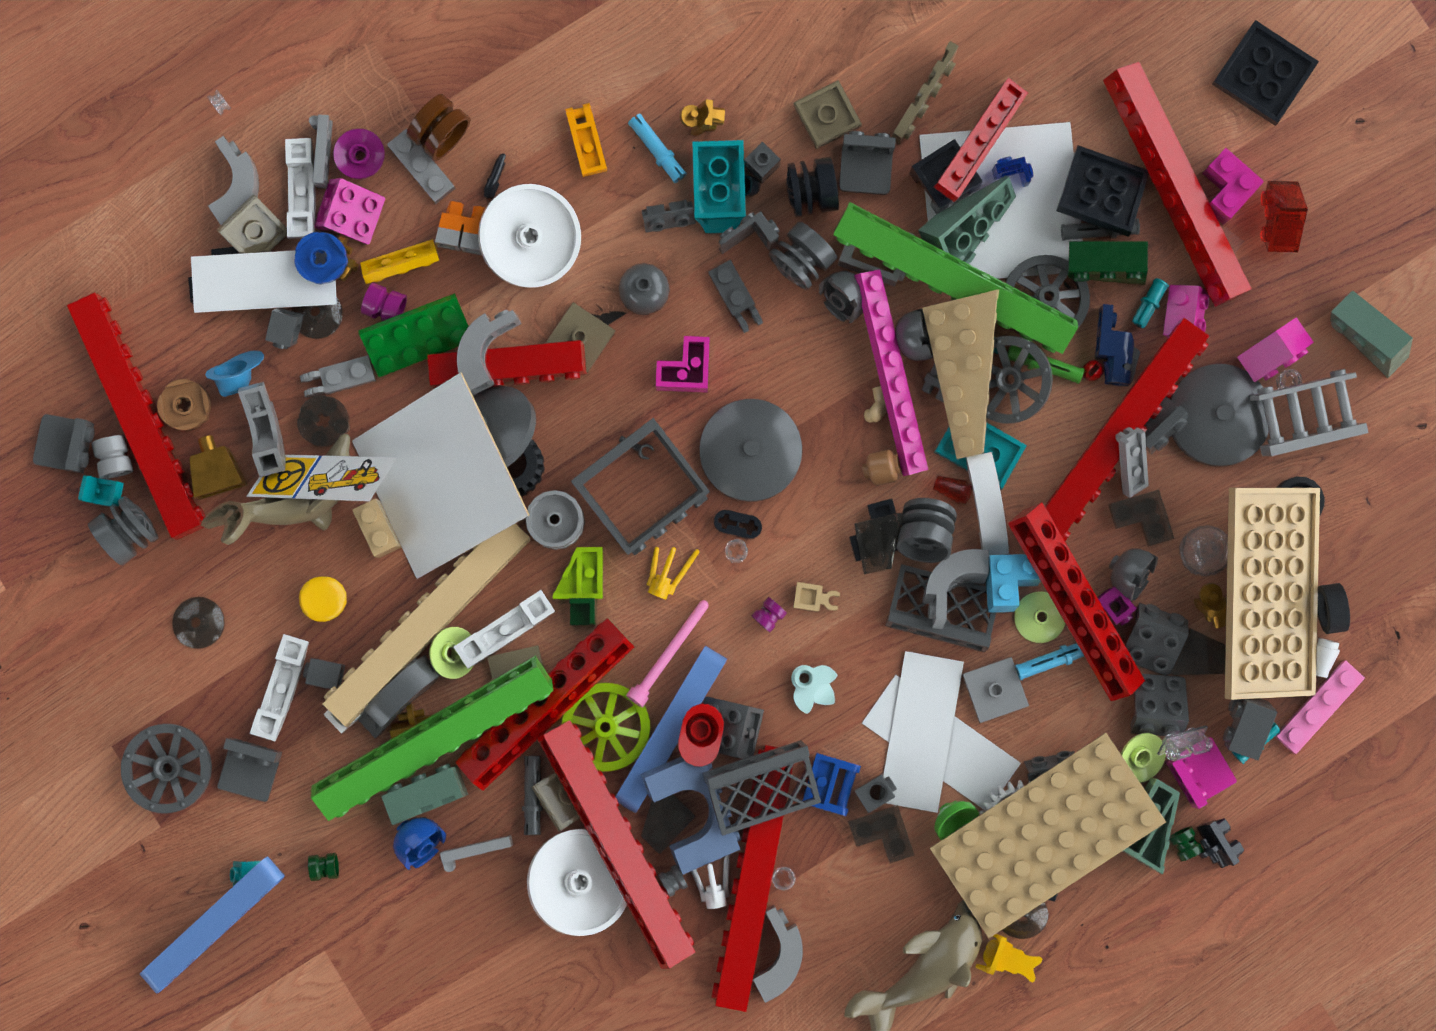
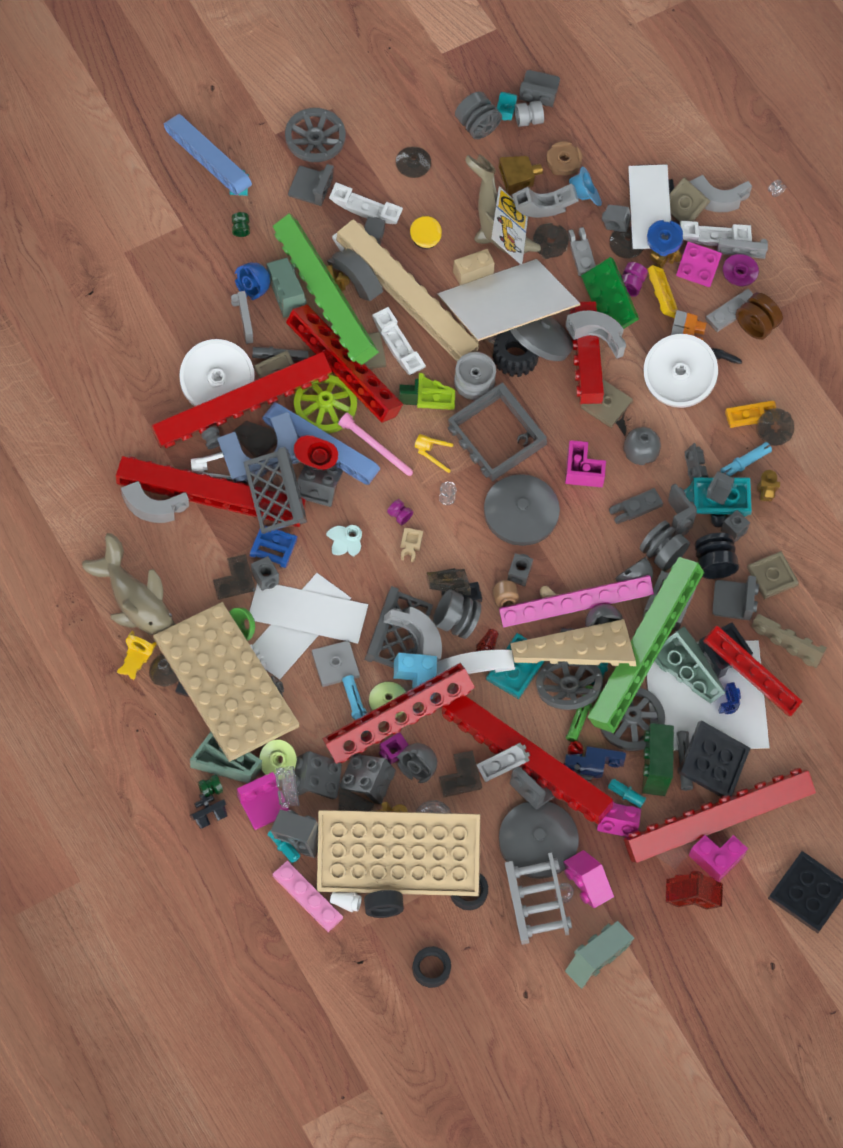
camera: 90 degrees right, 20 degrees down
(136, 415) = (560, 128): red brick -> none
(452, 666) = (382, 298): yellowish green dish -> none
(616, 98) = (769, 435): none -> clear smoke plate
(715, 181) = (720, 488): none -> dark grey panel
(736, 530) = (470, 498): black beam -> none
(791, 875) = (209, 517): clear bush -> none
(855, 446) = (520, 576): none -> dark grey brick
(1422, 539) = (428, 982): none -> black tyre

